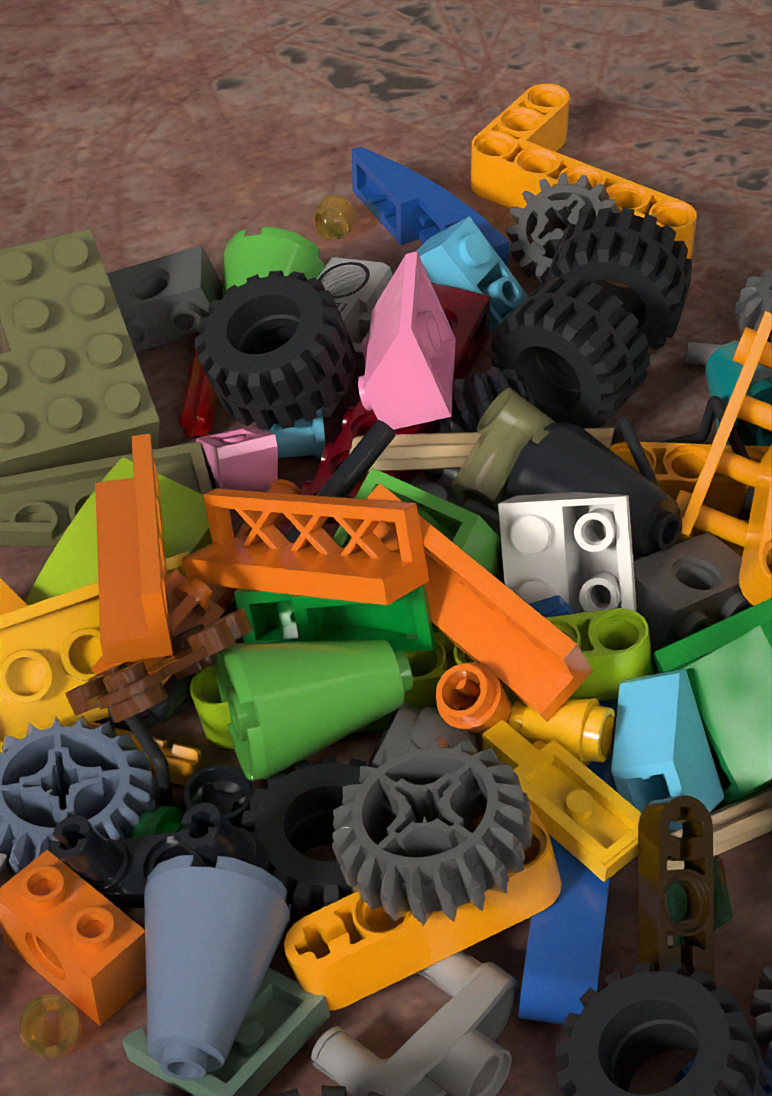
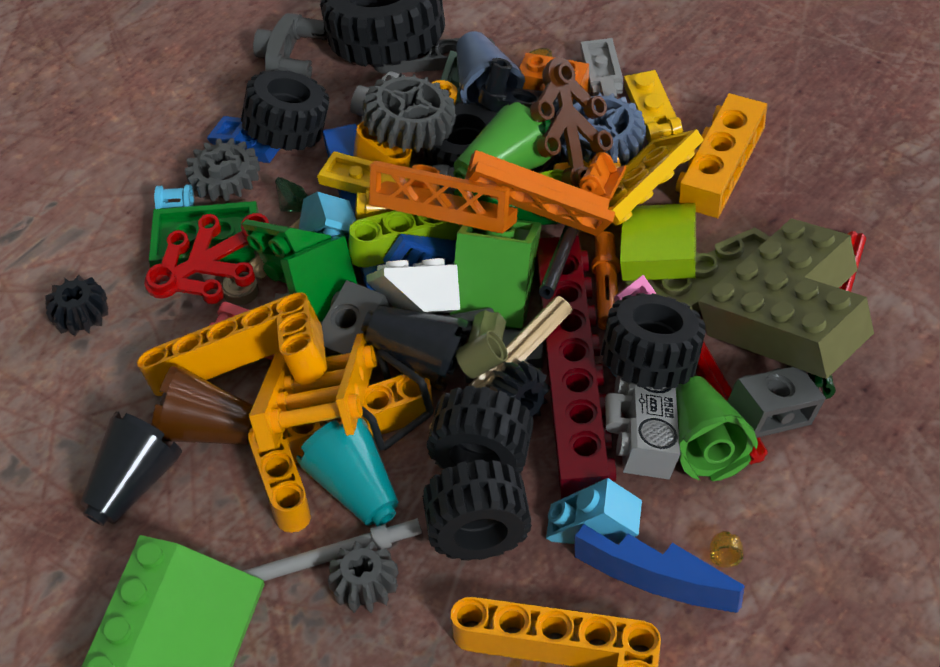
camera: 160 degrees right, 5 degrees up
(133, 563) = (628, 180): orange fence -> none
(408, 351) = (566, 360): bright pink slope -> none
(552, 213) = (545, 579): dark grey gear -> none
(696, 879) = (301, 167): dark brown beam -> none

